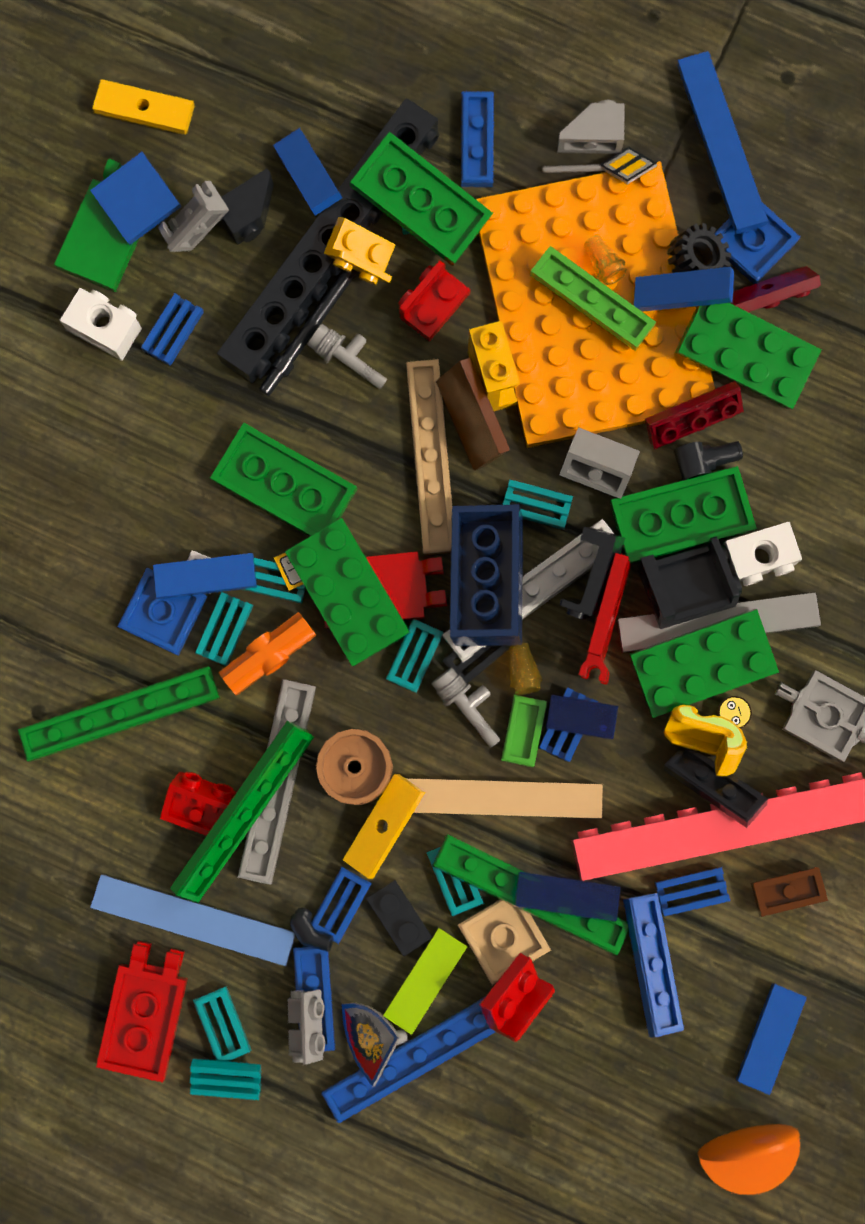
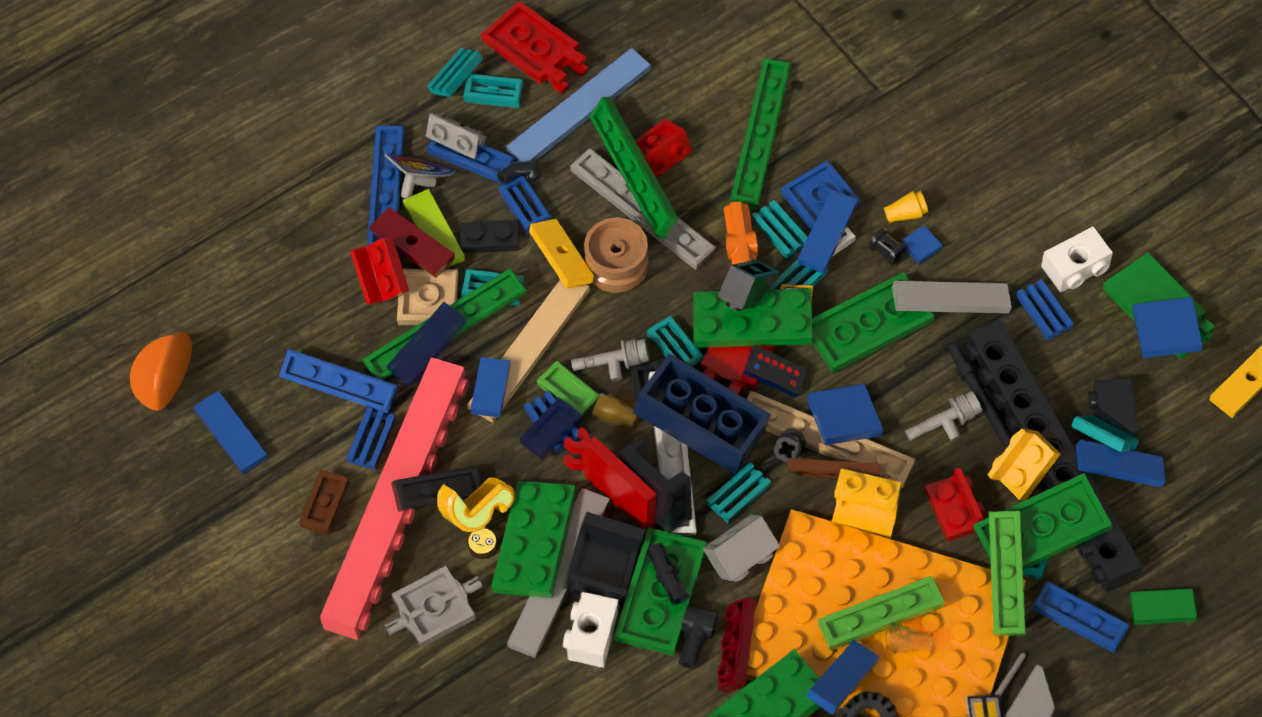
camera: 120 degrees right, 20 degrees down
(130, 515) = (906, 208): none -> yellow cone
(164, 482) = (922, 245): none -> blue tile
(187, 510) = (878, 243): none -> black bush
(194, 219) = (1125, 364): light grey hinge -> none
(213, 417) = (951, 297): none -> light grey tile
(282, 200) = (1105, 433): none -> teal tile
(323, 606) = (747, 284): none -> black slope
(392, 540) = (774, 371): none -> black tile
(399, 449) = (844, 414): none -> blue tile
(425, 74) = (1163, 606): none -> green tile
(458, 1008) = (425, 252): none -> dark red tile
(465, 479) = (793, 437): none -> black bush
(489, 204) = (1006, 573): none -> bright green plate
(573, 804) = (490, 387): none -> blue tile
(671, 512) = (667, 574): none -> black pin

